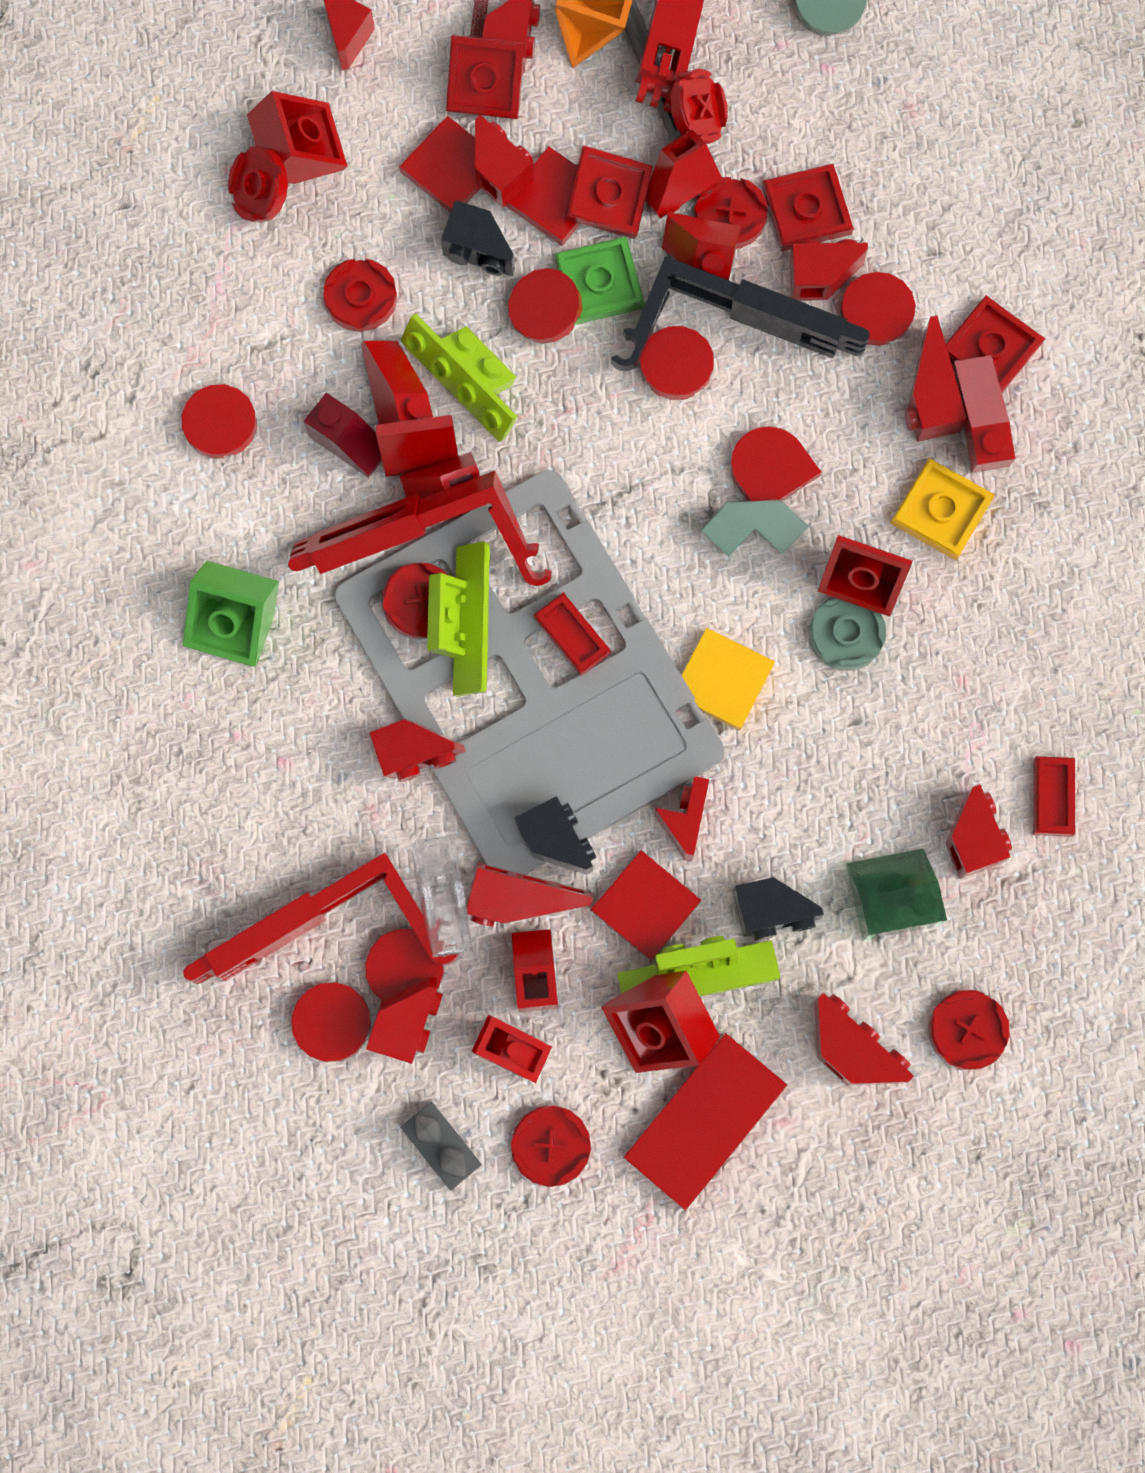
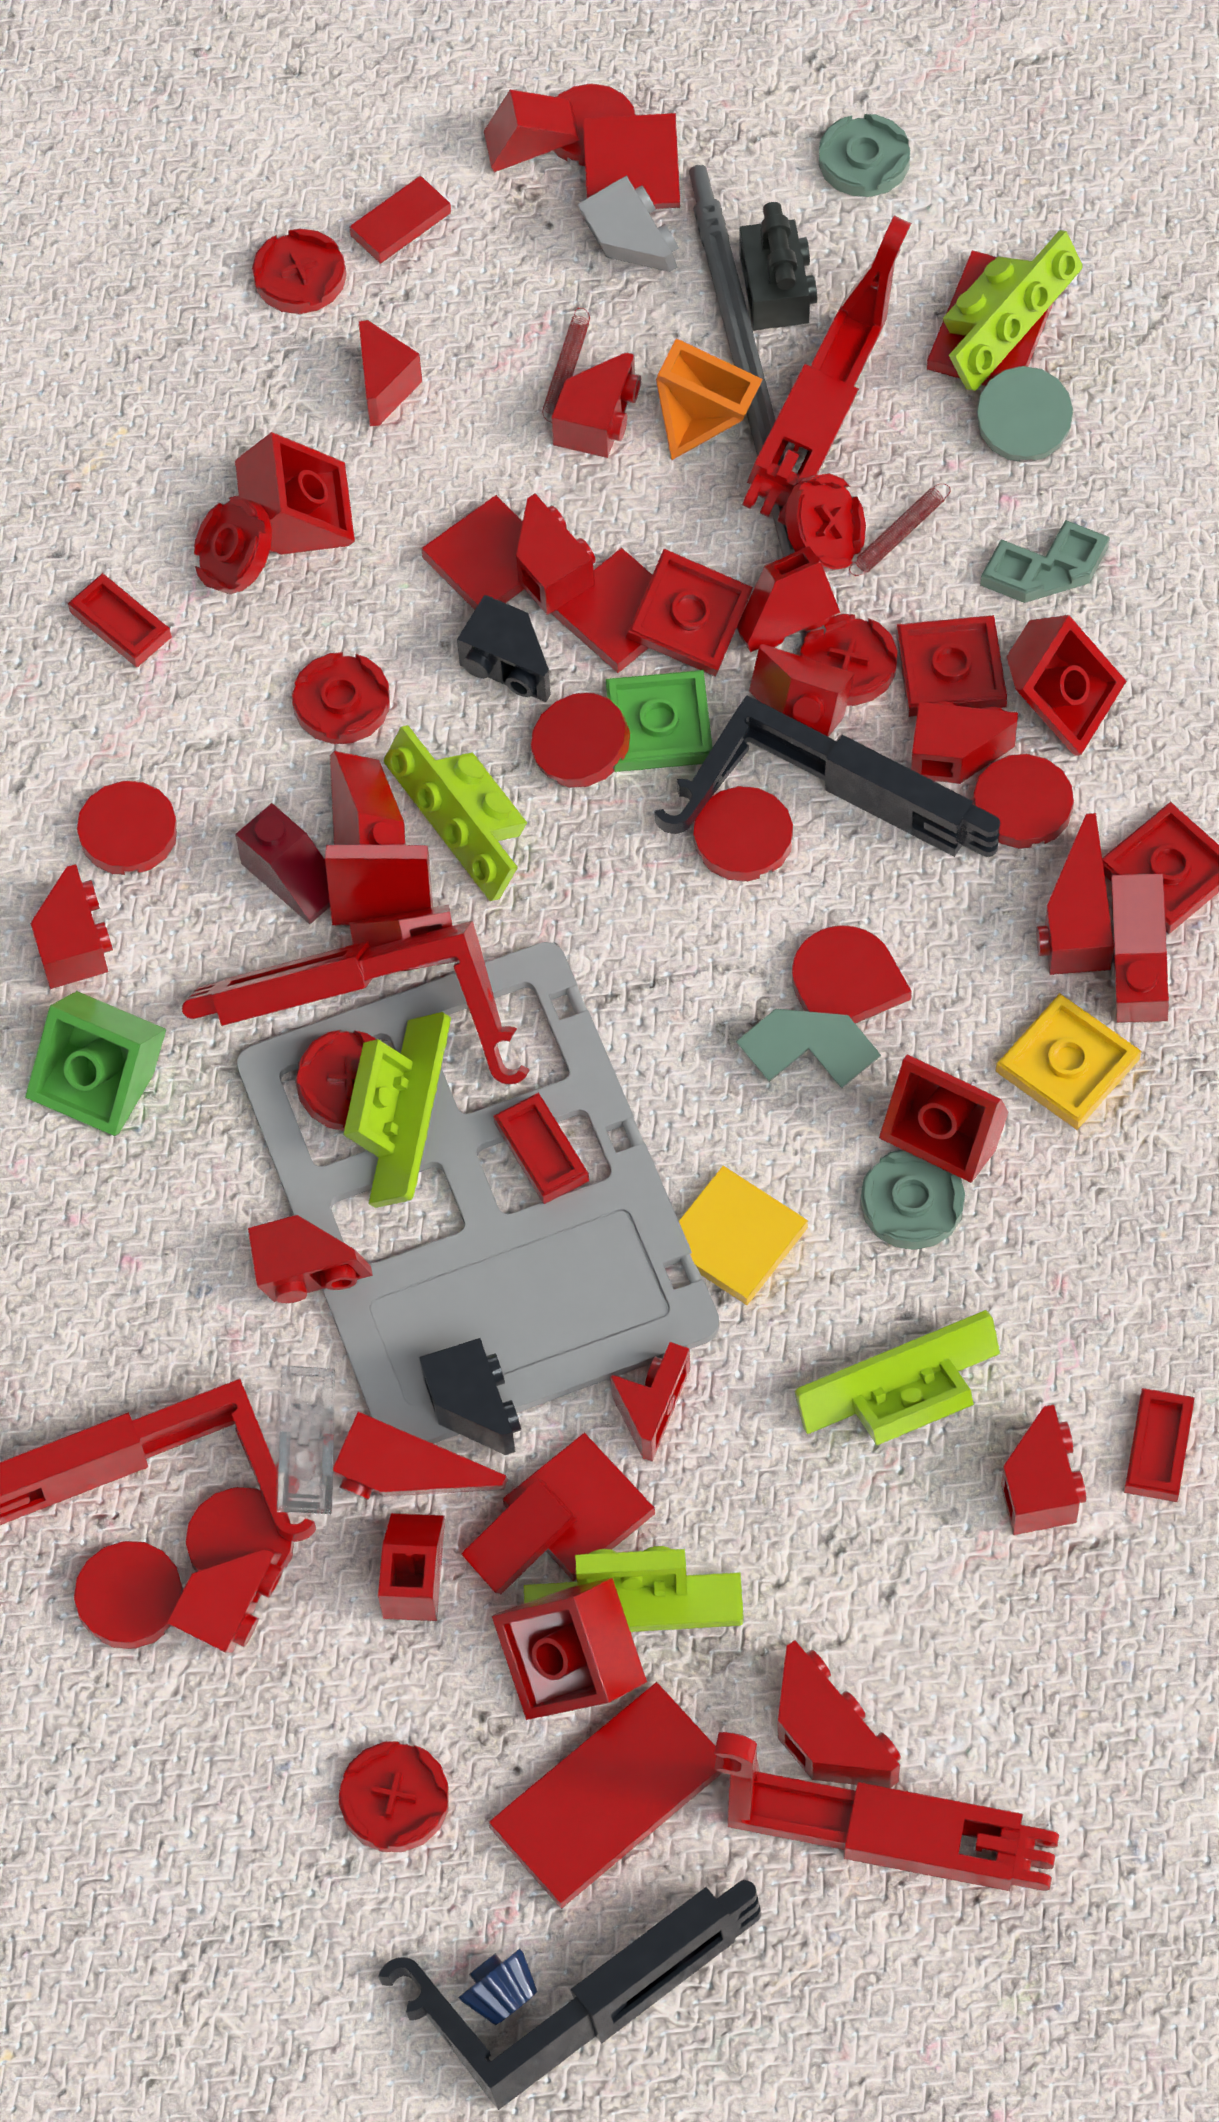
camera: 10 degrees right, 15 degrees down
(182, 254) = (119, 620): none -> red tile
(189, 513) = (66, 933): none -> red slope
(441, 1146) = (246, 1774): dark grey tile -> none
(485, 76) = (552, 452): red tile -> none
(511, 1049) = (360, 1654): red slope -> none
(608, 938) = (519, 1536): none -> red tile
(653, 1282) = (500, 1987): none -> dark blue piece
(726, 1286) = (601, 2001): none -> black hinge
(762, 79) = (909, 531): none -> red piece
(773, 905) = (750, 1528): black slope -> none
(855, 127) = (1032, 576): none -> sand green tile
(868, 781) = (903, 1385): none -> lime bracket
(893, 207) = (1064, 678): none -> red slope
(895, 894) = (919, 1541): clear green slope -> none
(911, 1116) = (884, 1824): none -> red hinge
(969, 1030) = (991, 1729): red tile -> none

